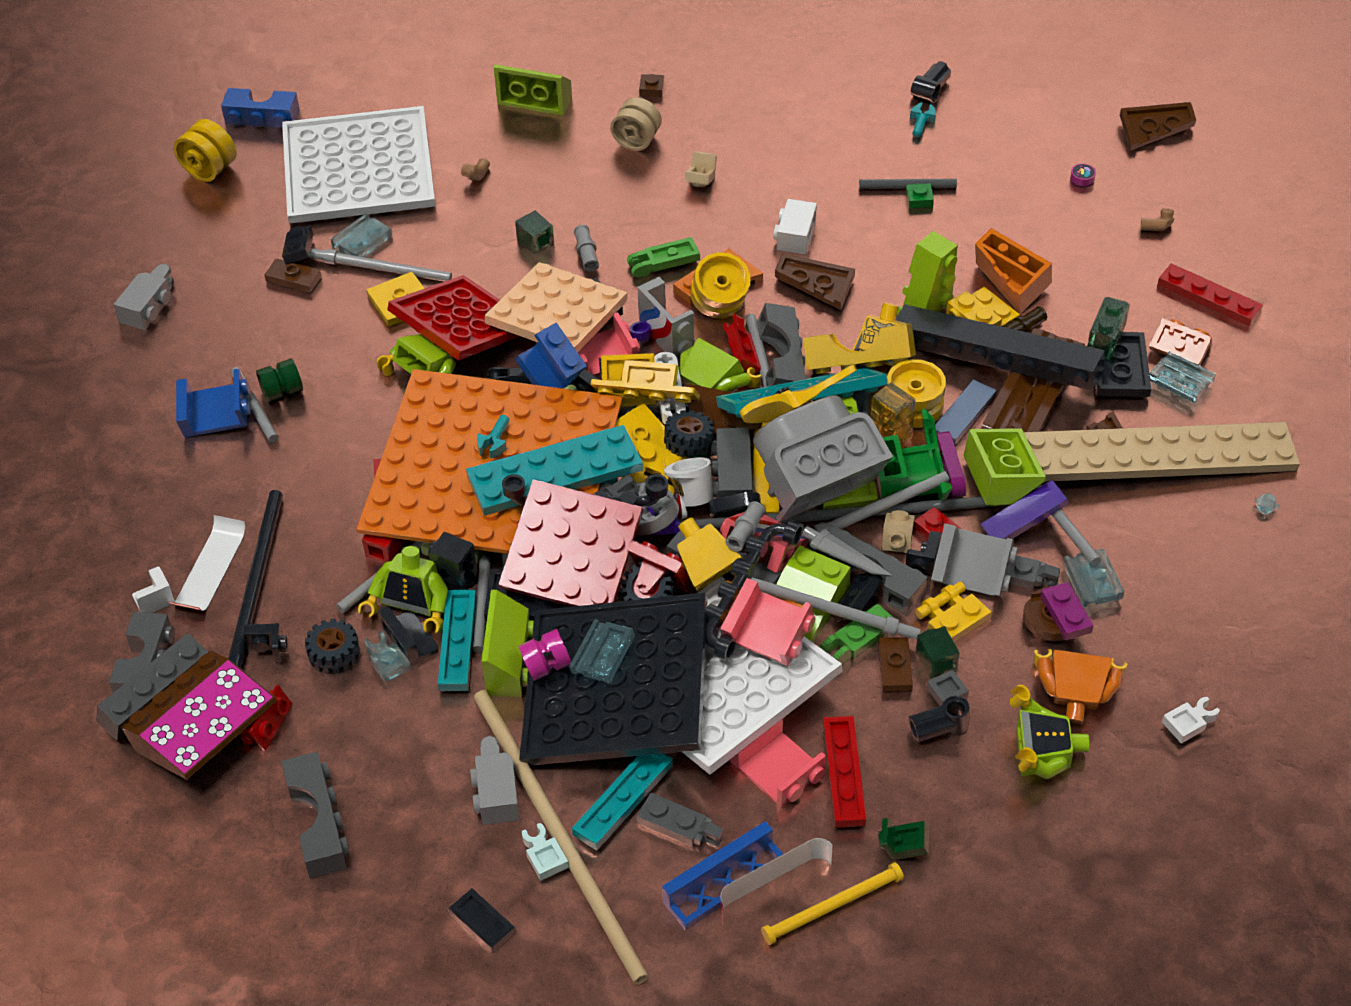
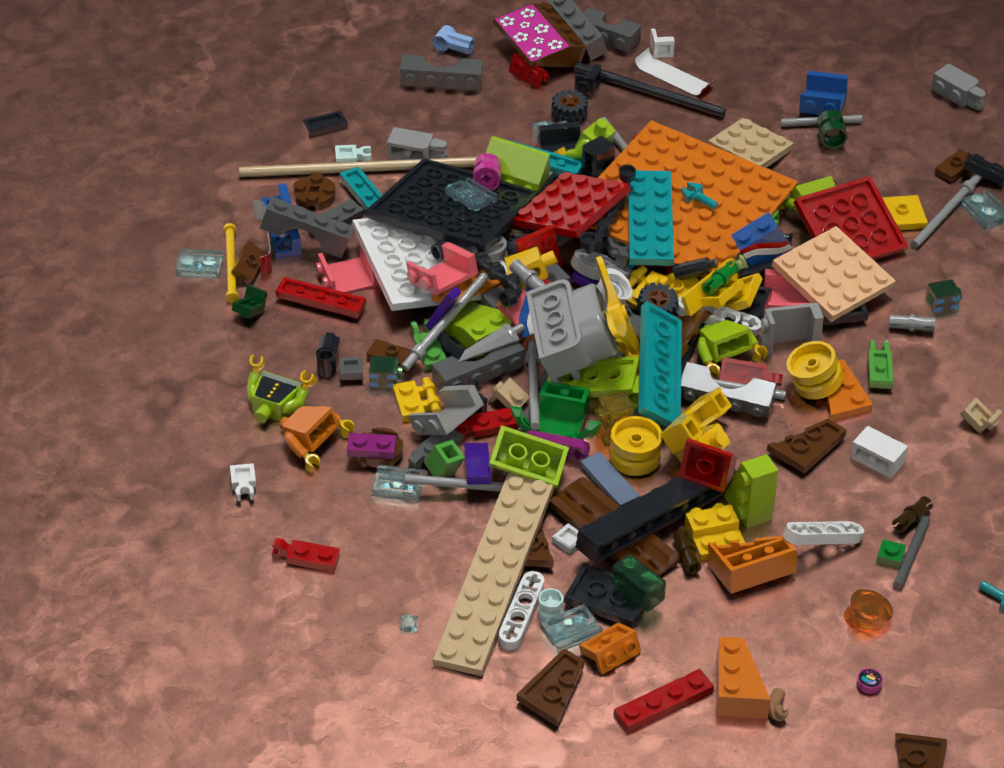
camera: 110 degrees right, 5 degrees down
(229, 835) = (449, 39): none -> light blue piece
(336, 449) = (752, 143): none -> tan plate
(621, 407) = (694, 268): none -> black cylinder
(637, 373) = (720, 278): none -> green pin
(637, 852) = (305, 195): none -> reddish brown plate
(749, 817) = (330, 233): none -> dark grey arch
(825, 609) = (444, 307): none -> dark purple tile
(826, 877) = (248, 262): none -> reddish brown plate
(852, 942) = (199, 263): none -> clear light blue plate
(863, 189) = (912, 514): none -> dark brown pin
(930, 305) = (707, 465): none -> red slope
(965, 231) = (823, 533): none -> white beam
(1006, 191) = (868, 610): none -> clear orange piece
(1043, 539) = (444, 459): none -> bright green brick
(1063, 418) = (566, 538): none -> white tile
(1157, 246) = (738, 682): none -> orange wedge
(1168, 397) = (550, 603): none -> light aqua wheel
(1184, 417) = (521, 610): none -> white beam
(1245, 619) = (306, 554): none -> red plate
(1259, 369) = (552, 686): none -> reddish brown wing

